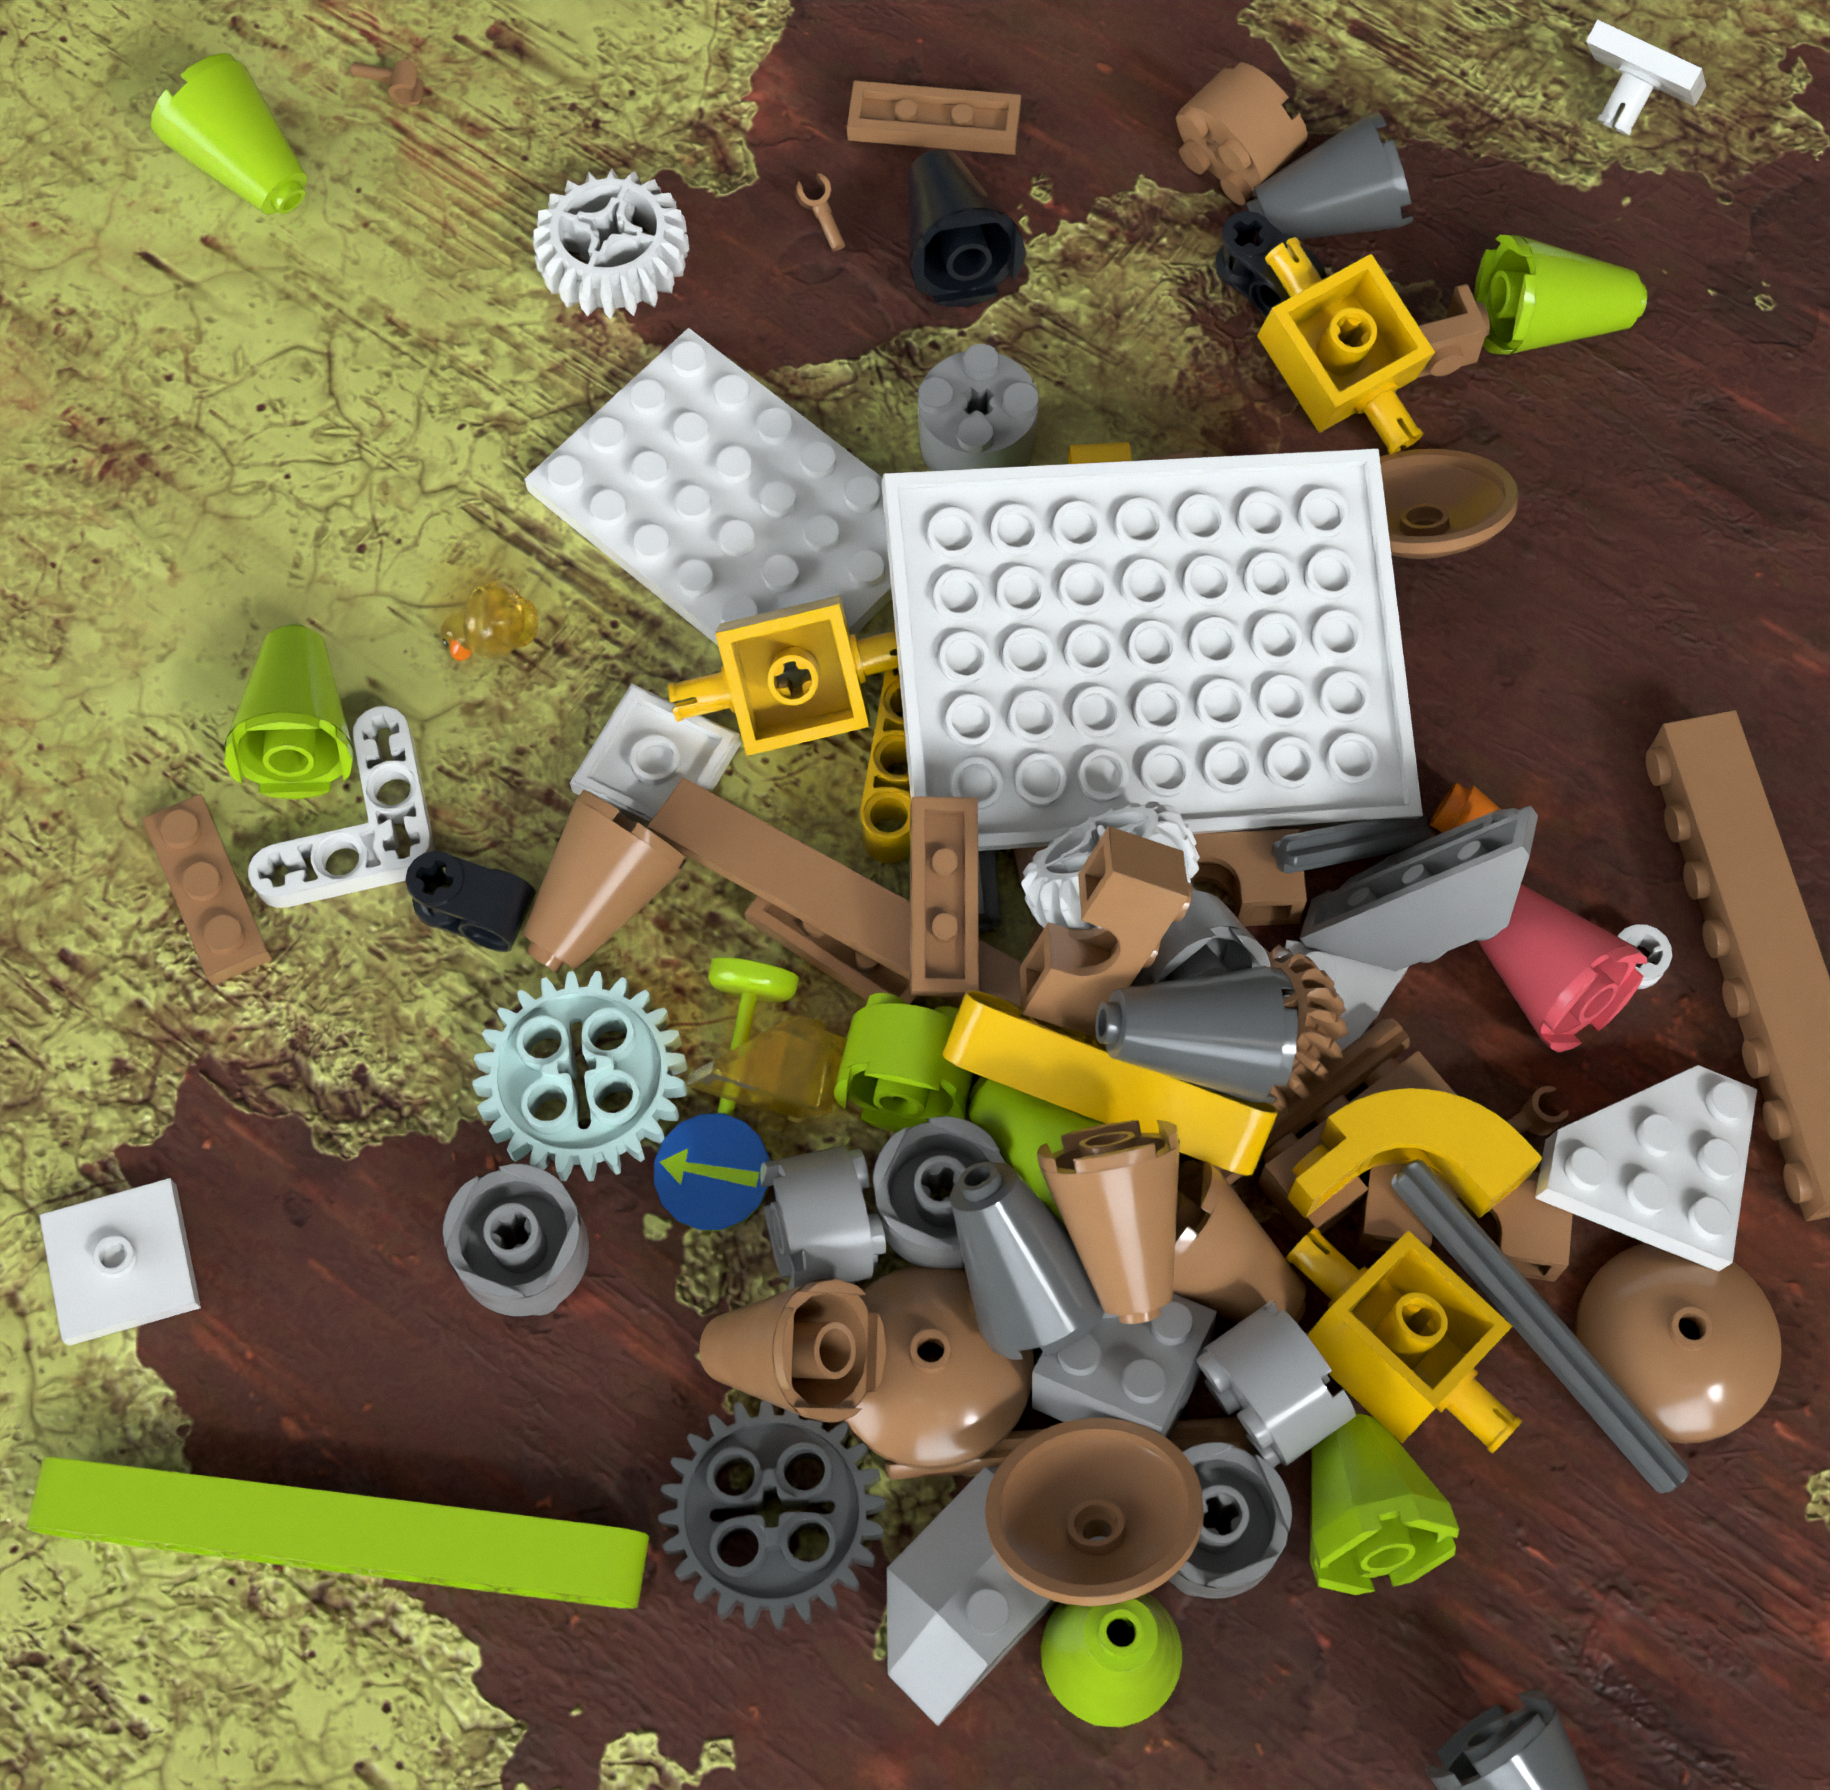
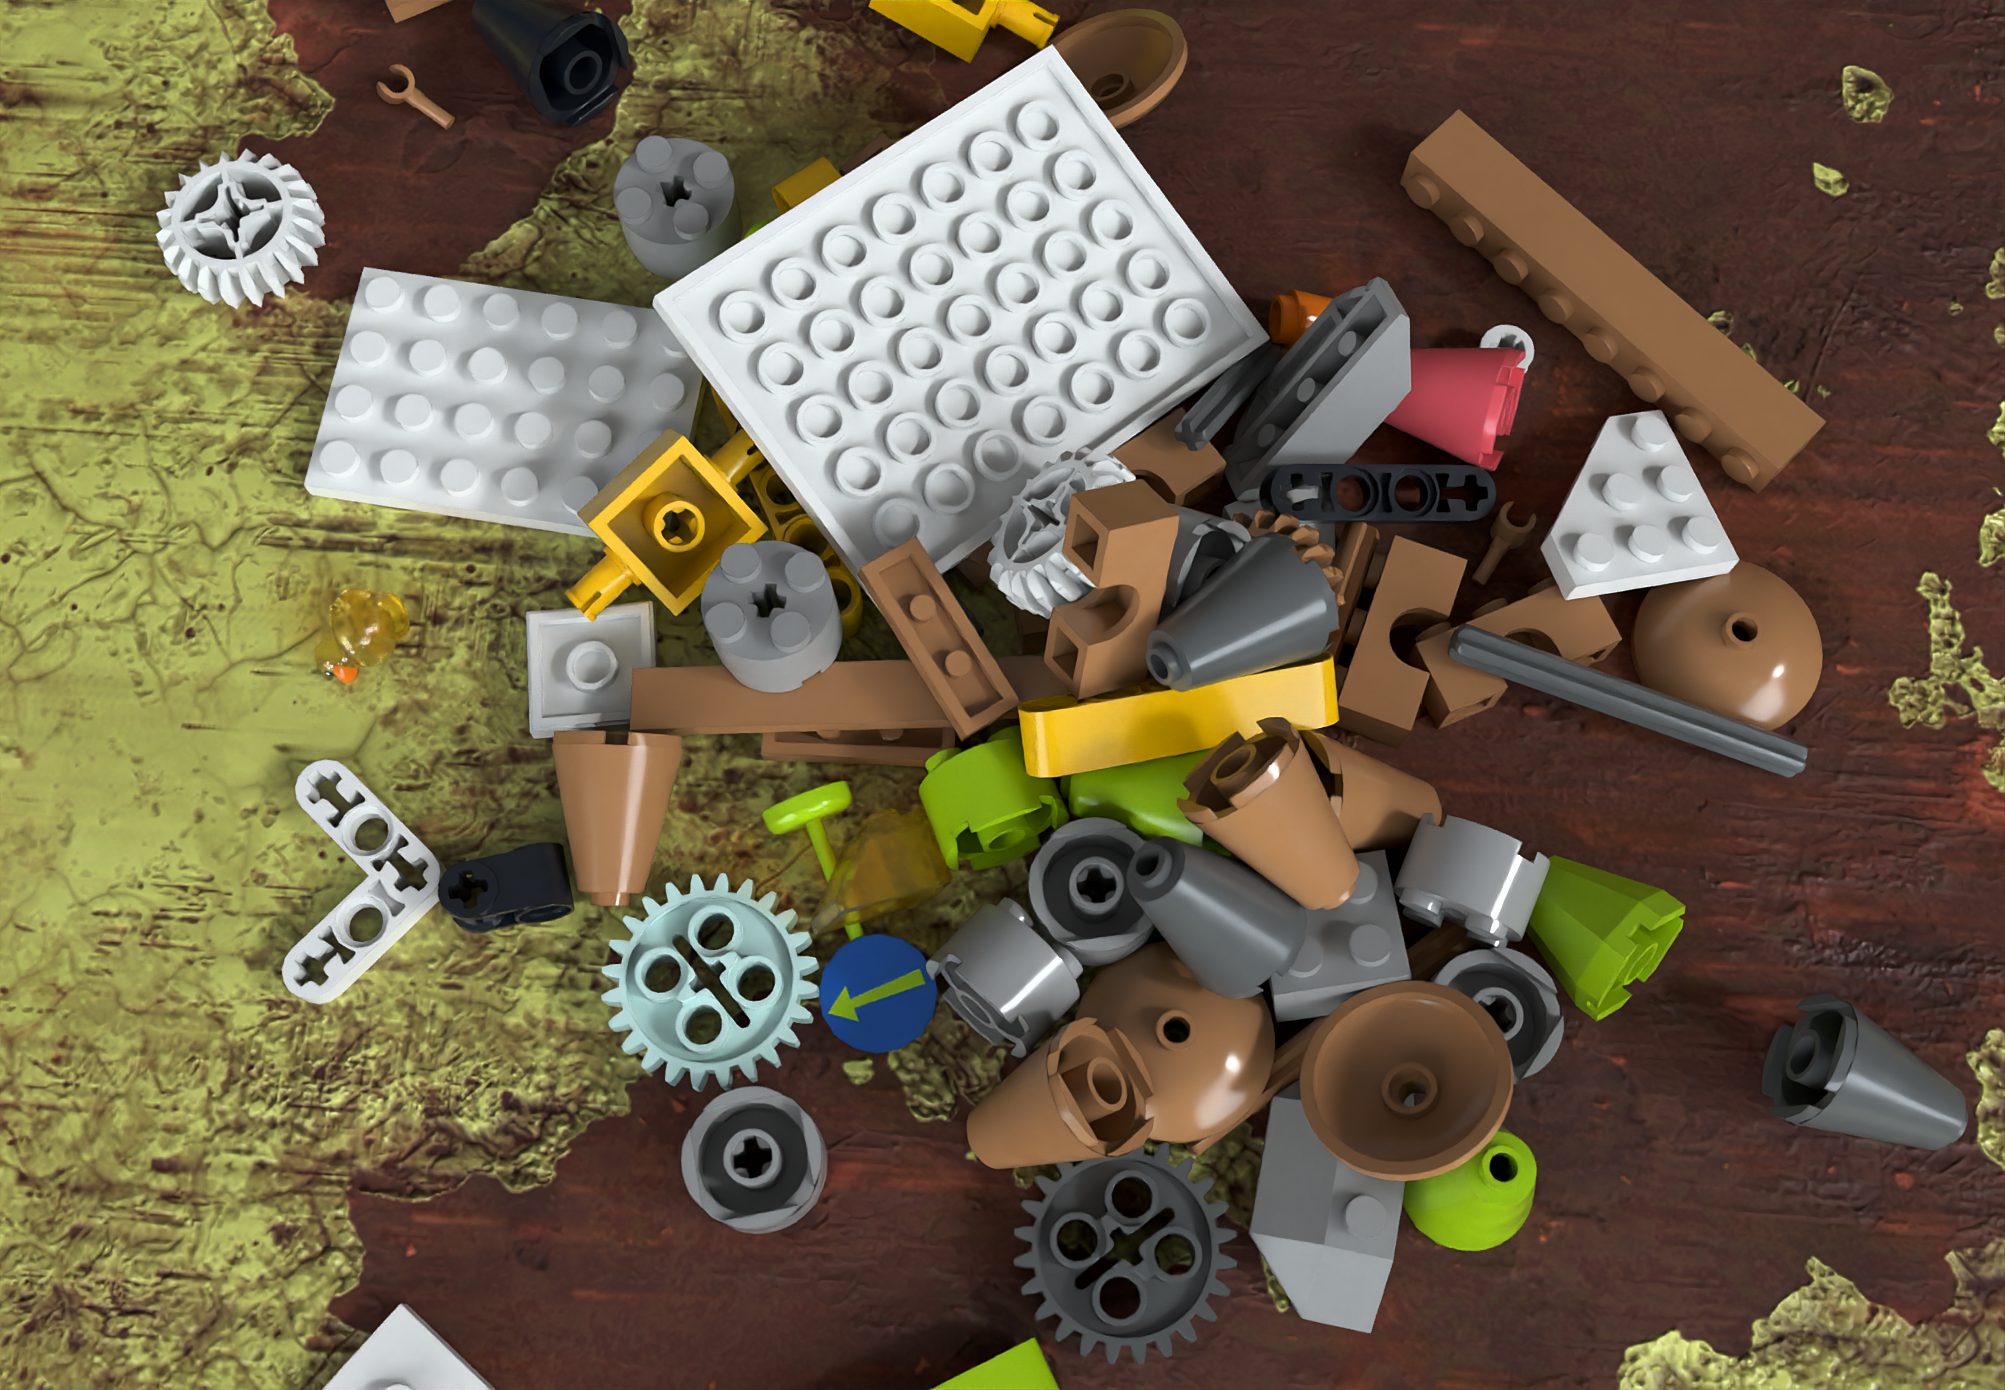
camera: 35 degrees left, 5 degrees up
(206, 889) = (254, 1024): medium nougat plate -> none
(290, 720) = (233, 825): lime cone -> none
(819, 797) = (772, 615): none -> light grey brick
(1406, 1337) = (1539, 774): yellow brick -> none
(1427, 1014) = (1378, 490): none -> black beam
(1453, 1135) = (1480, 588): yellow arch -> none

